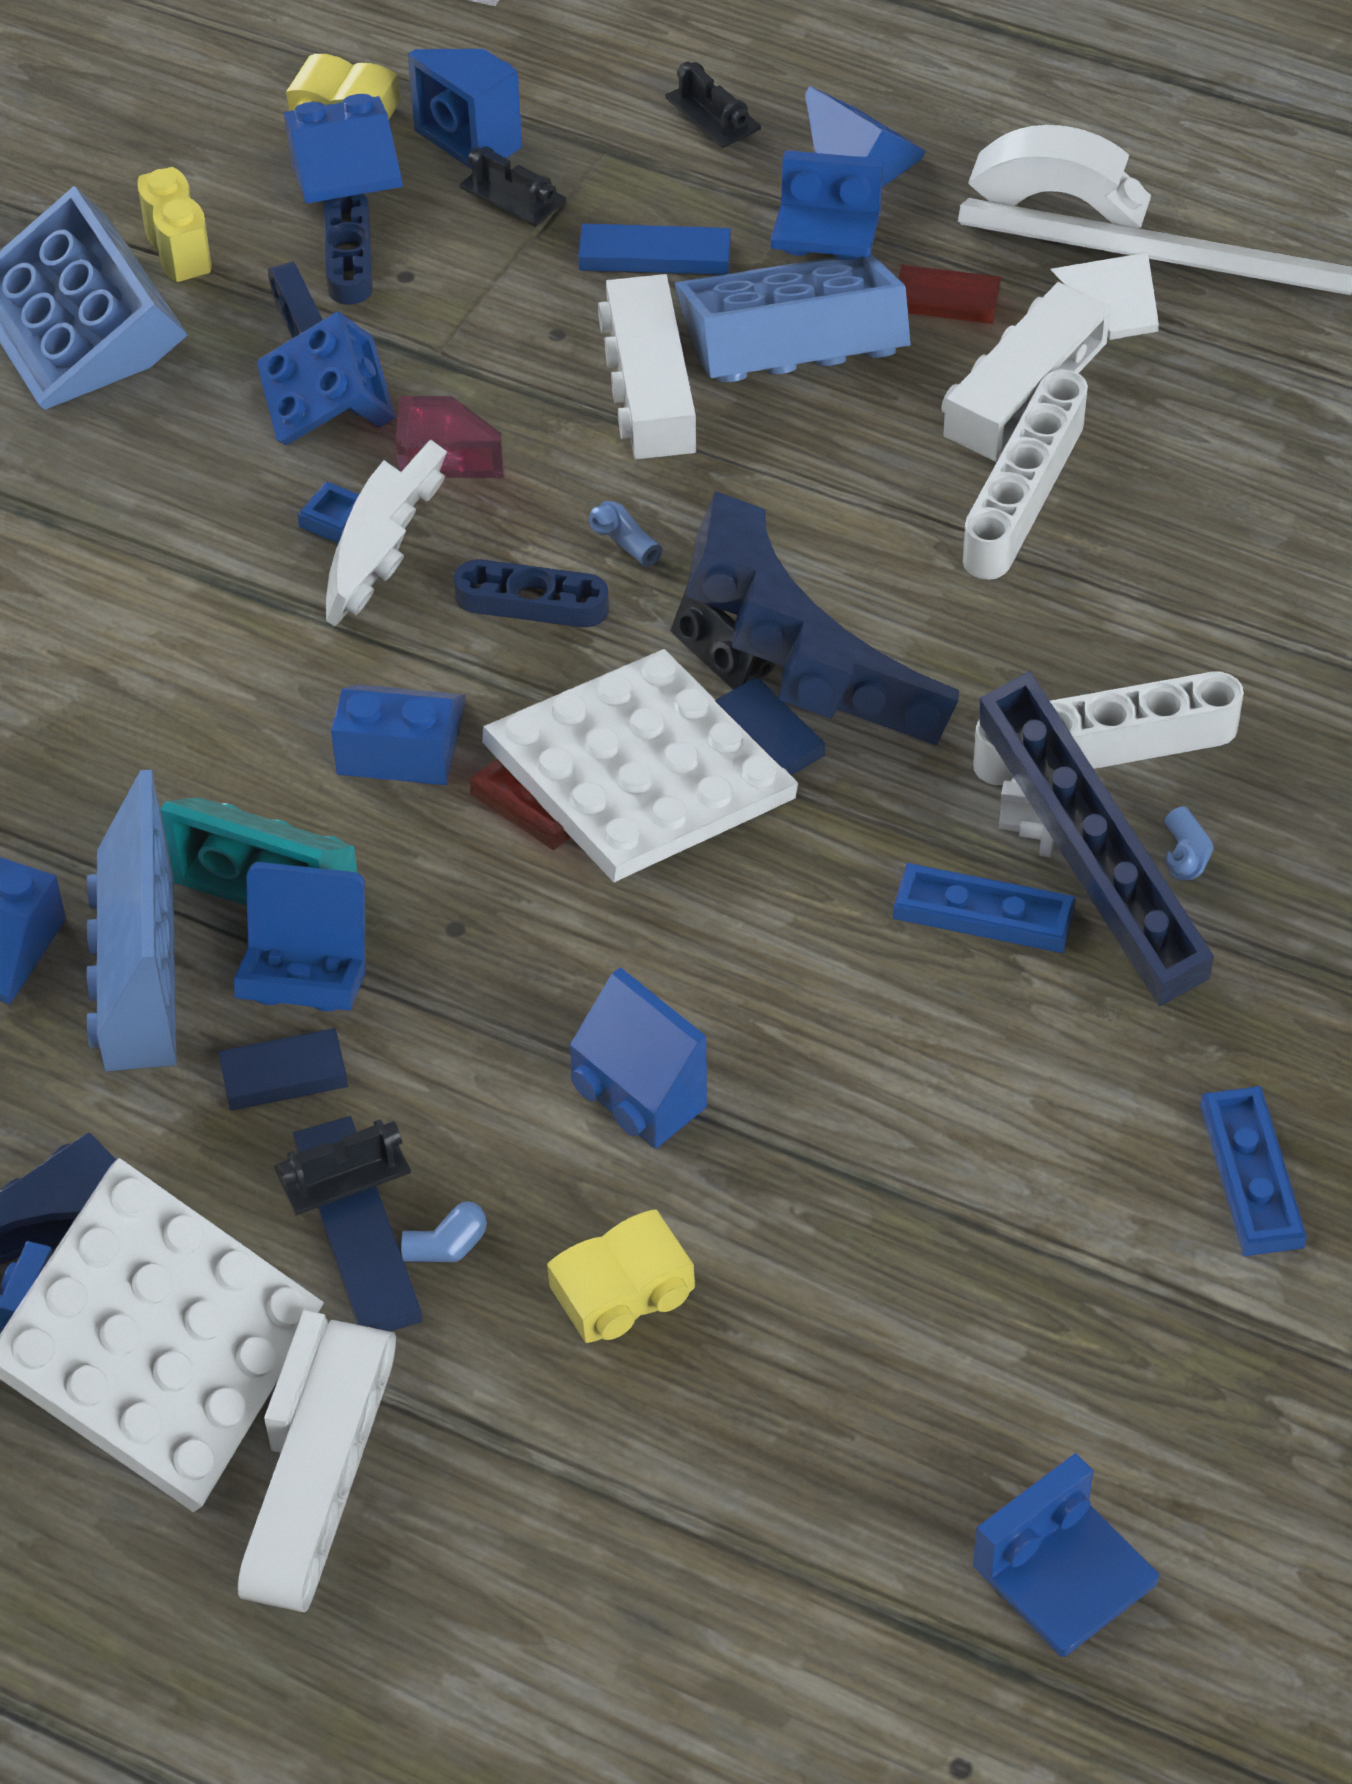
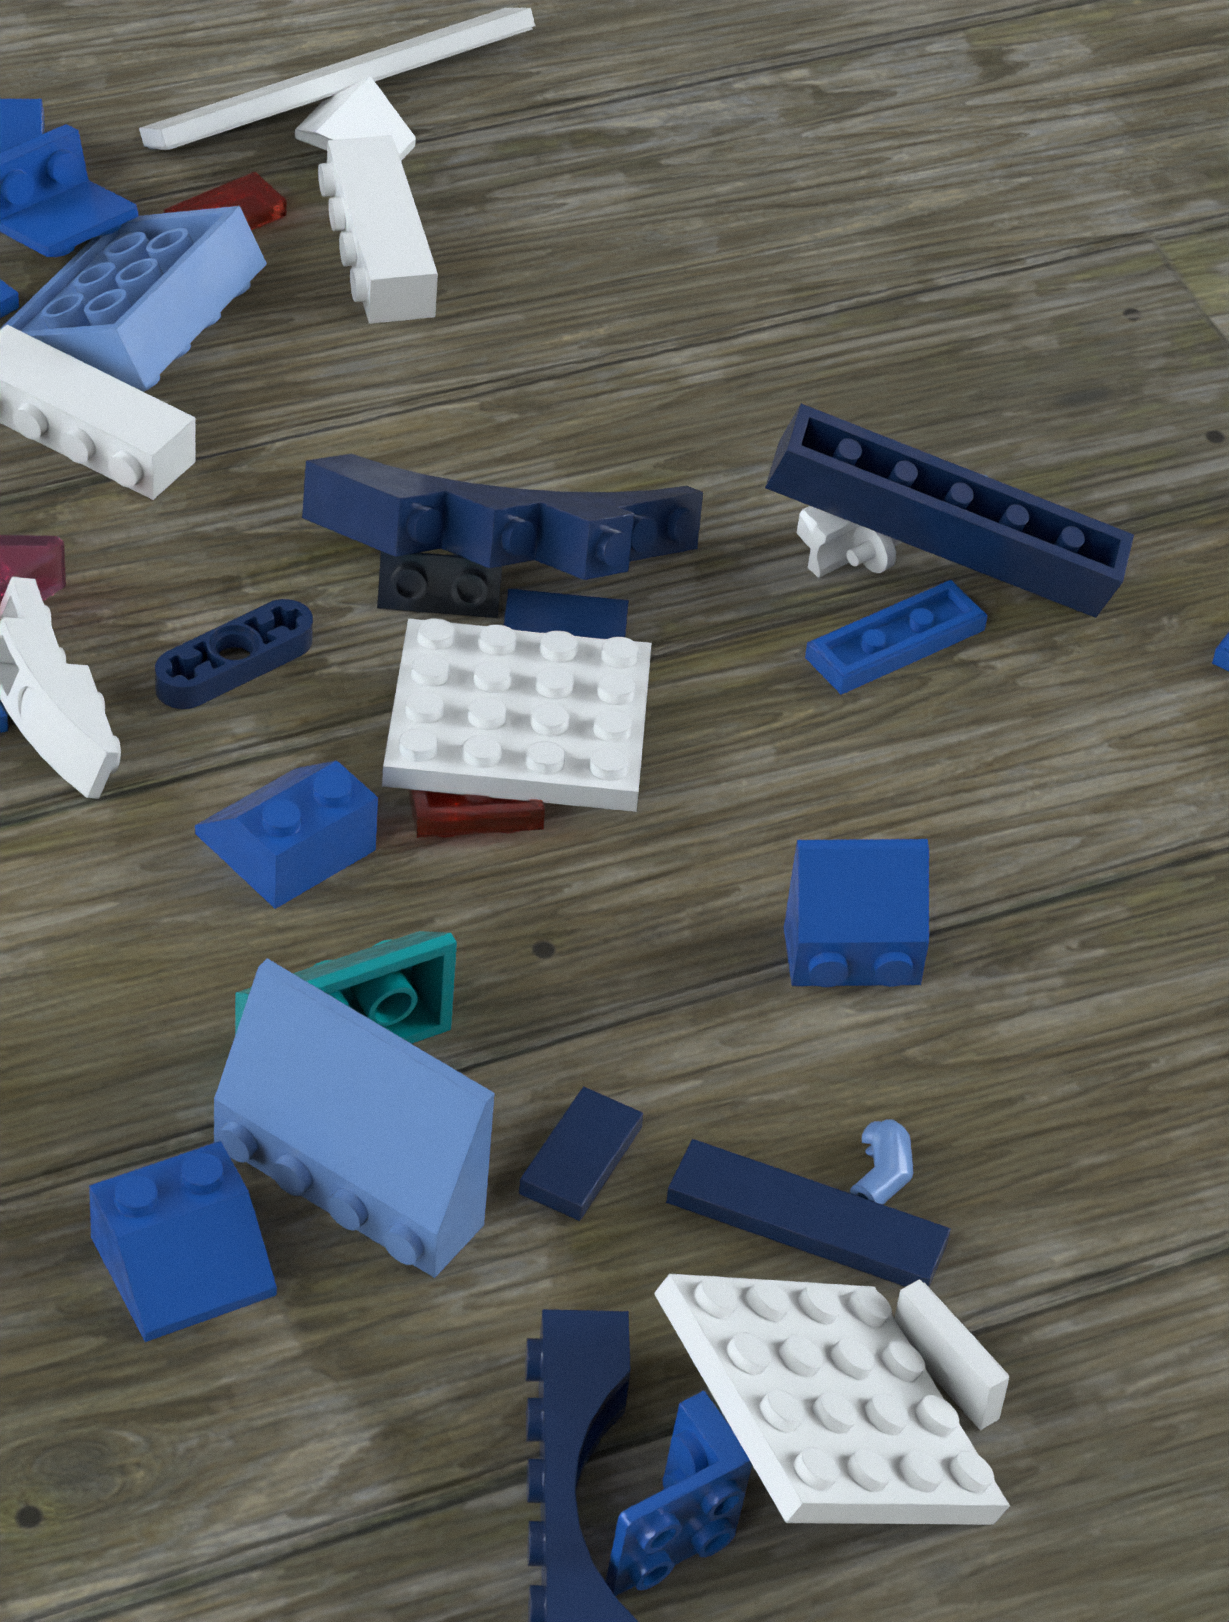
camera: 55 degrees left, 5 degrees down
(303, 937) = (480, 1023): blue bracket -> none
(317, 1466) = (1063, 1408): white beam -> none
(342, 1167) = (759, 1170): black hinge -> none
(620, 526) = (235, 552): medium blue arm -> none
(621, 1276) = (1052, 1082): light yellow brick -> none
(1024, 474) = (493, 307): white beam -> none
(1061, 161) = (194, 50): white arch -> none
(1138, 722) = (846, 389): white beam -> none

